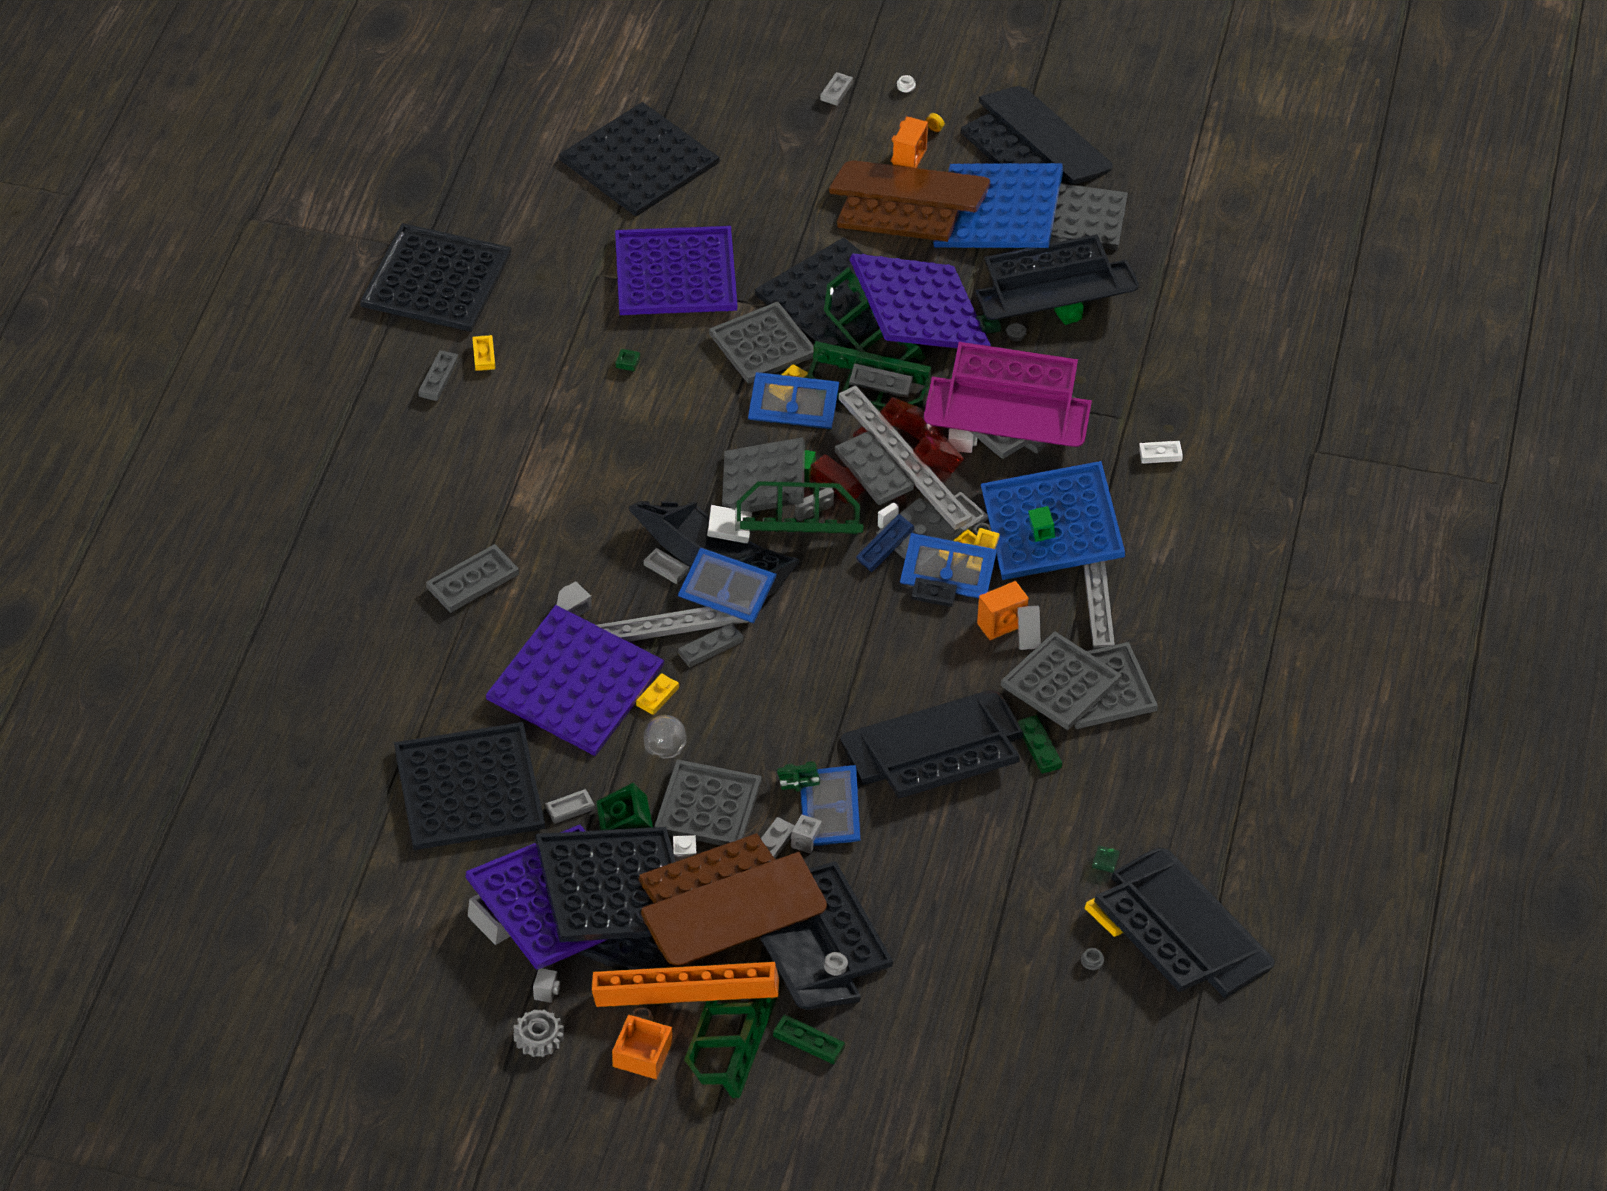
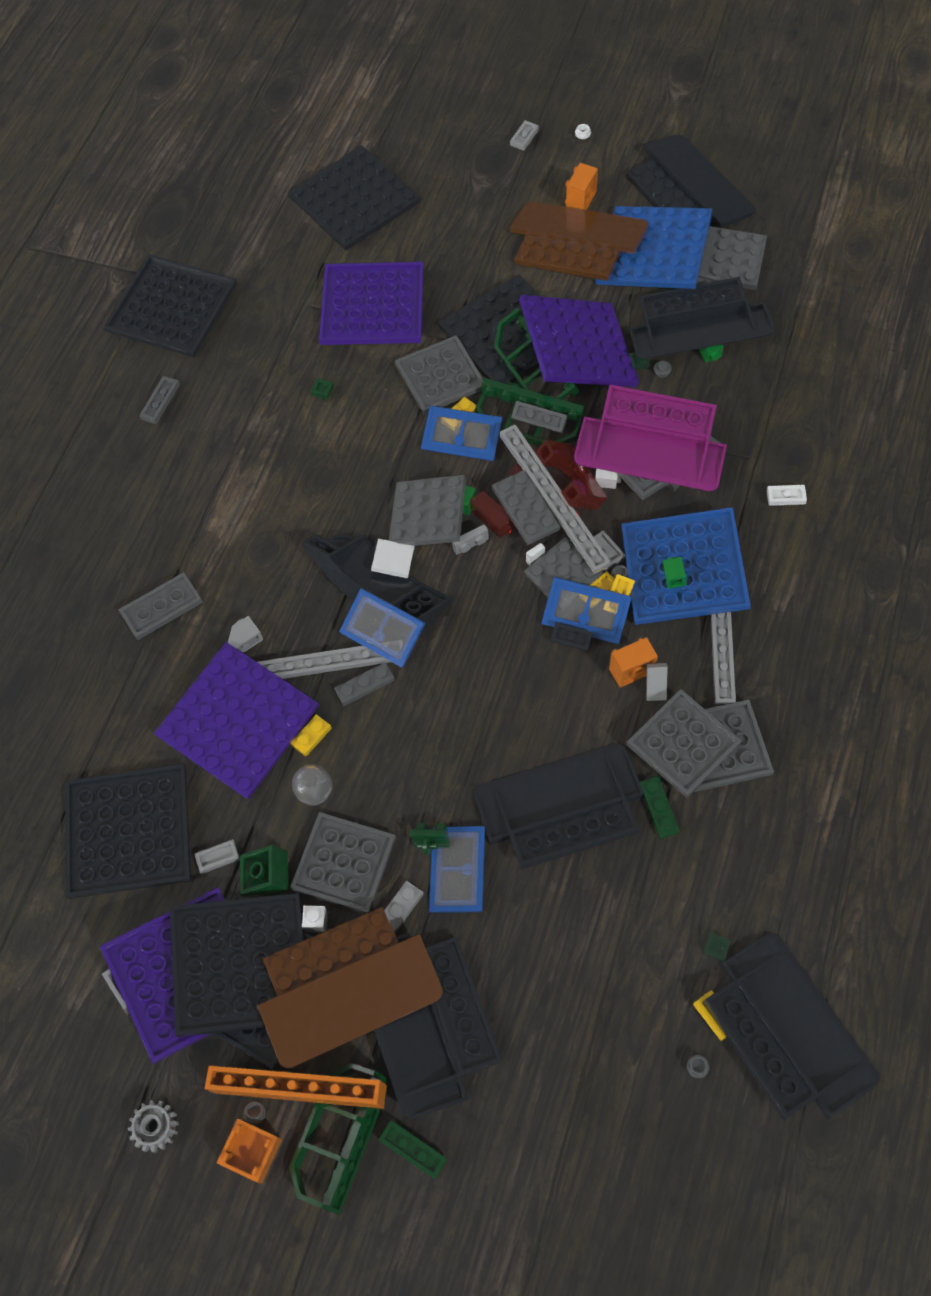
camera: 10 degrees right, 15 degrees up
(483, 353) = (200, 378): yellow plate -> none
(546, 985) = (168, 1069): light grey plate -> none
(666, 565) = (333, 598): light grey tile -> none
(790, 524) = (444, 565): dark green plate -> none
(805, 833) = (430, 902): light grey bracket -> none
(835, 963) = (444, 1066): light grey tile -> none
(885, 542) = (530, 584): dark blue plate -> none
(935, 122) = (604, 167): yellow tile -> none

